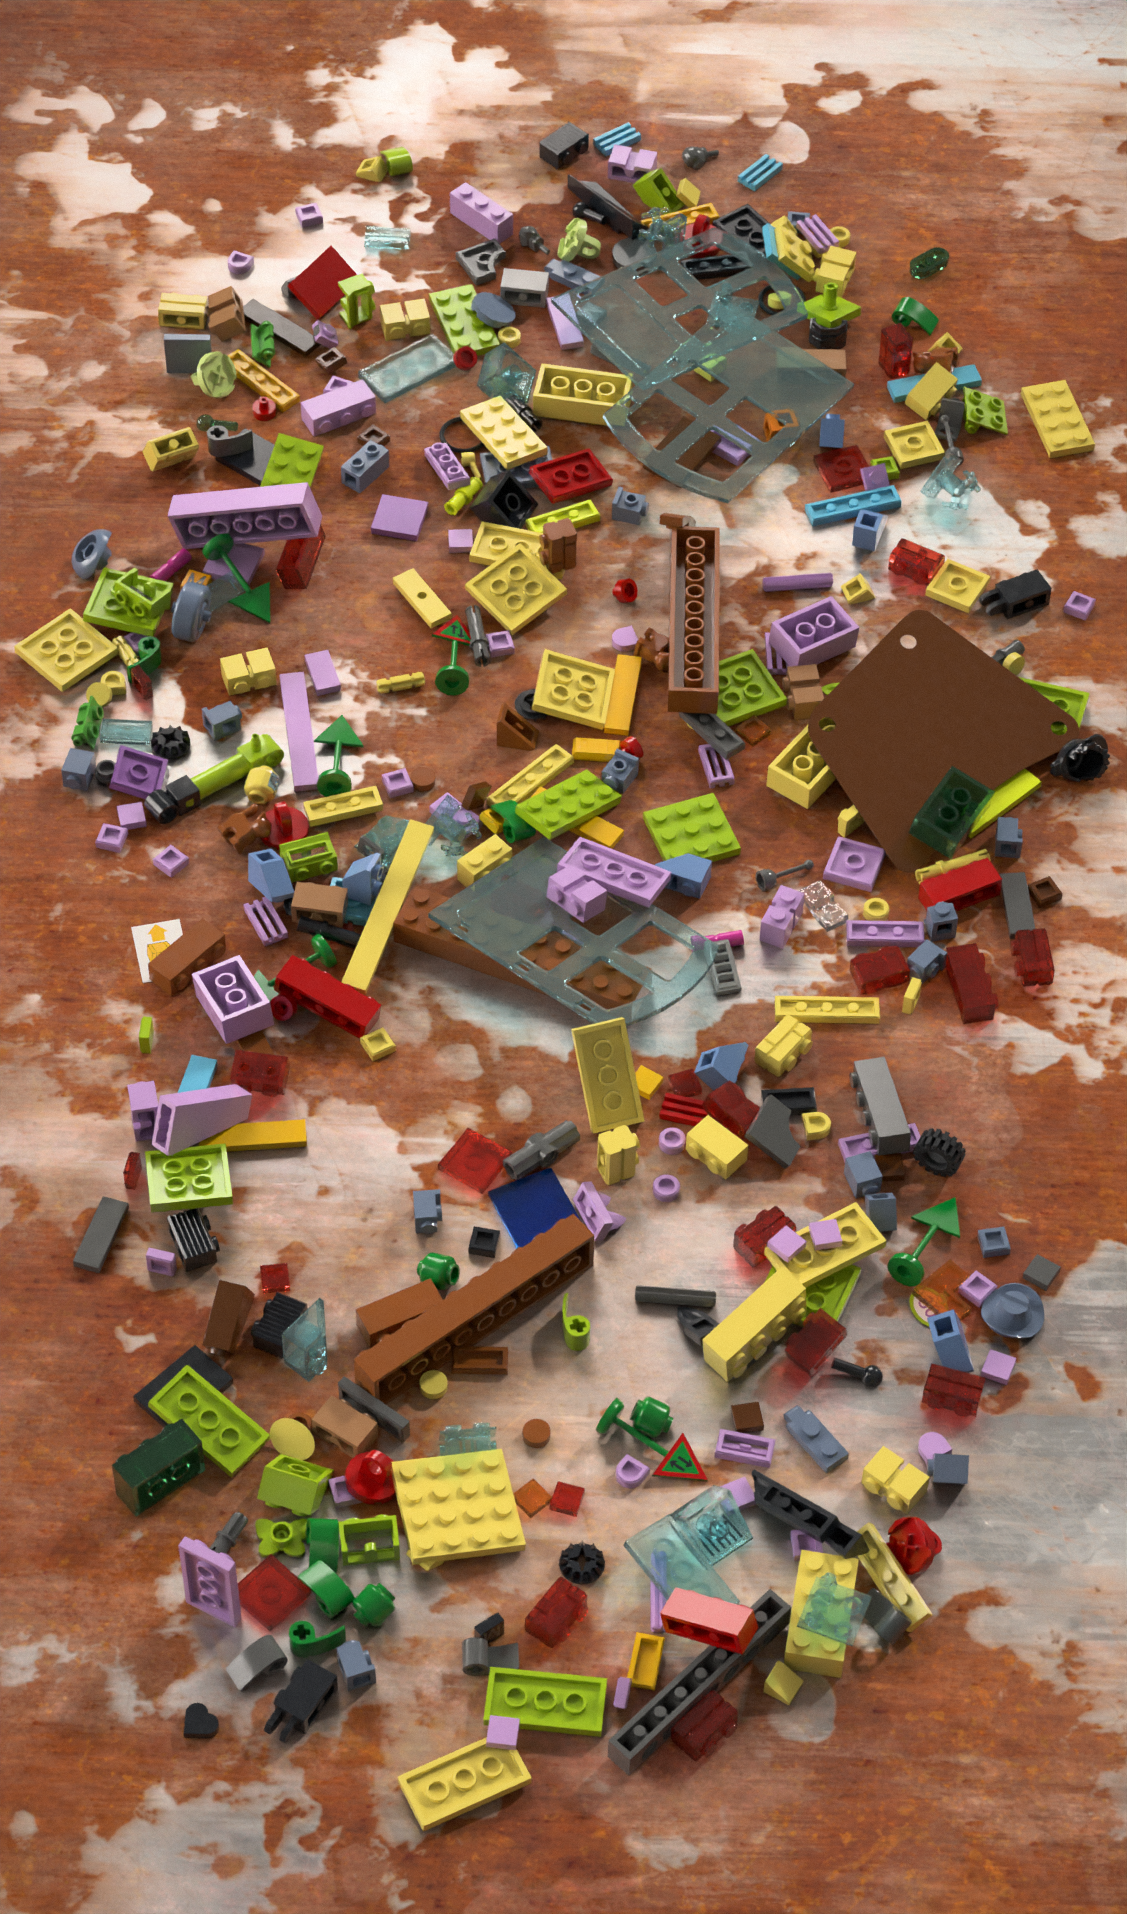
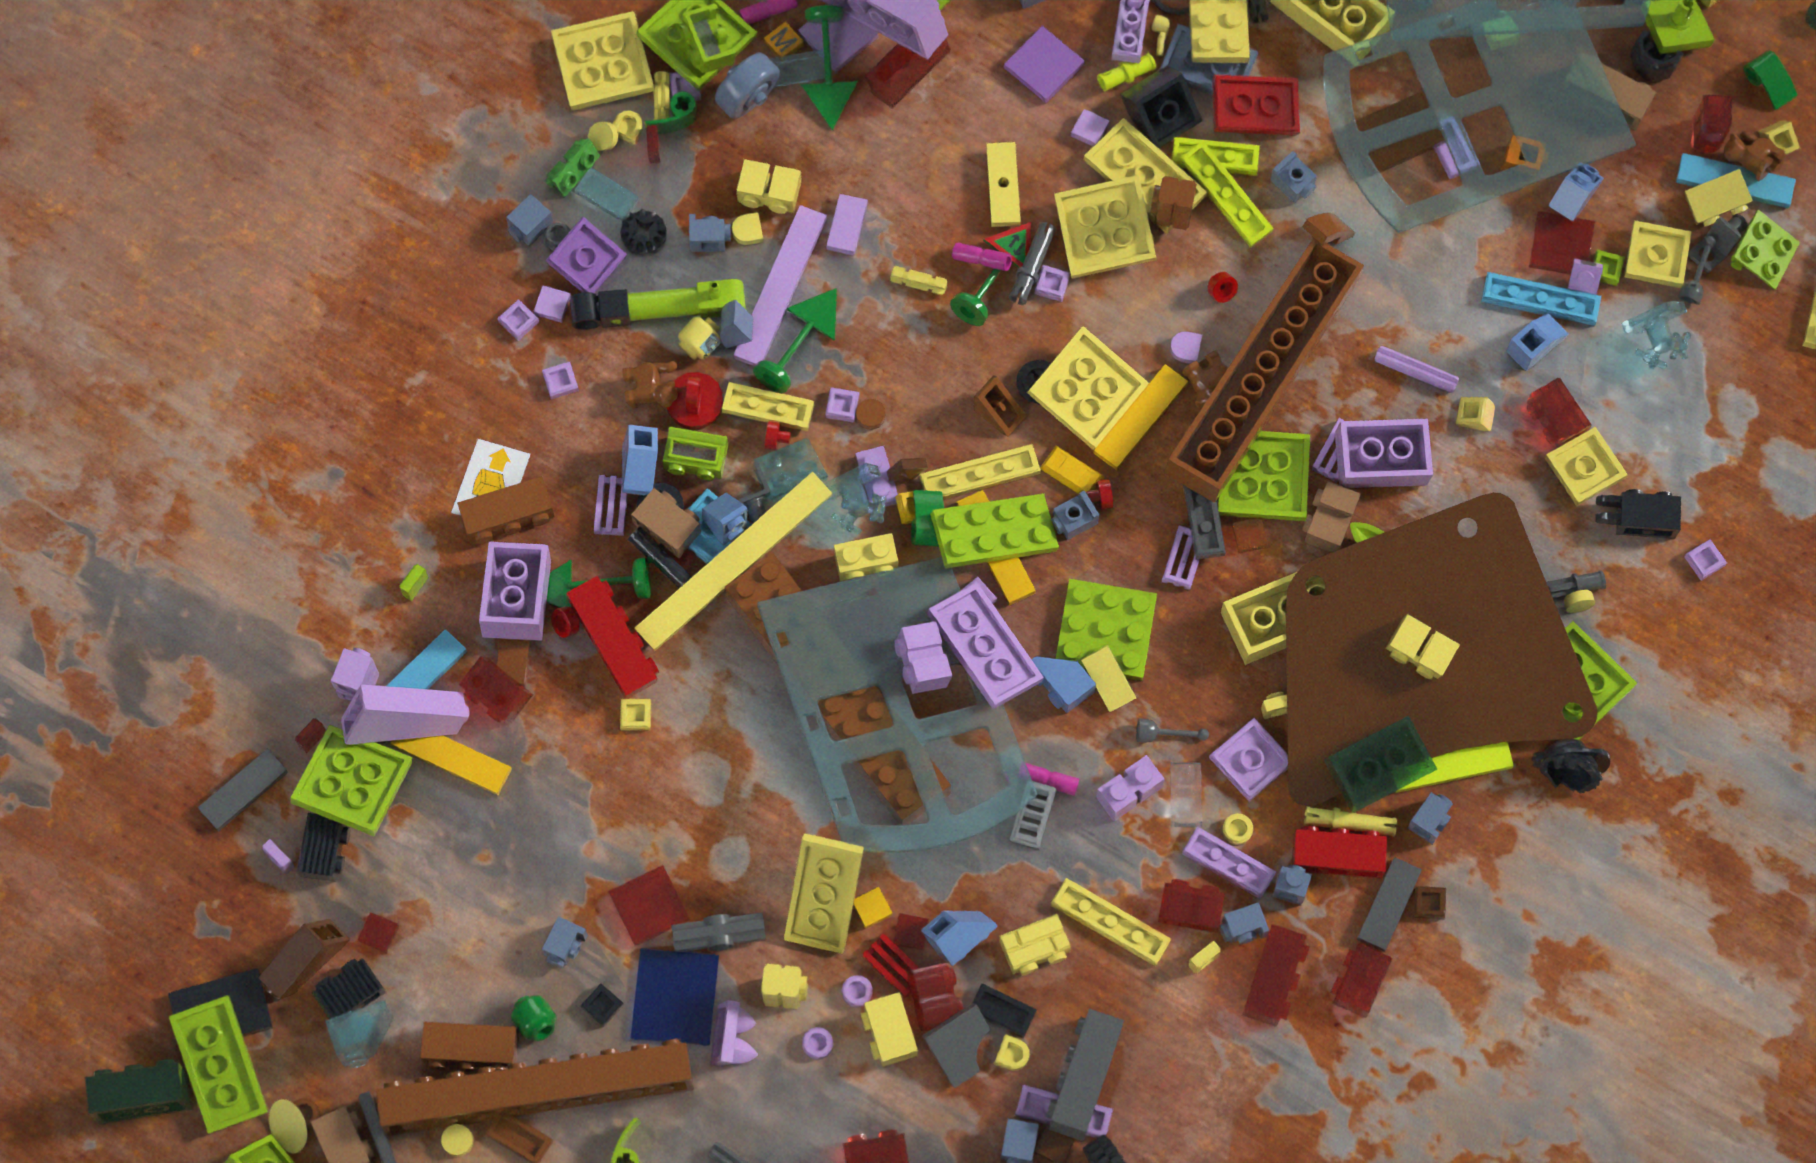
camera: 30 degrees right, 20 degrees up
(251, 706) = (747, 229): none -> light yellow tile
(283, 763) = (735, 324): none -> sand blue brick
(361, 820) = (775, 436): none -> red tile
(440, 645) = (985, 257): none -> dark pink piece
(596, 538) = (1226, 194): none -> neon yellow tile
(723, 860) = (1108, 678): none -> light yellow tile
(937, 731) = (1435, 655): none -> light yellow piece

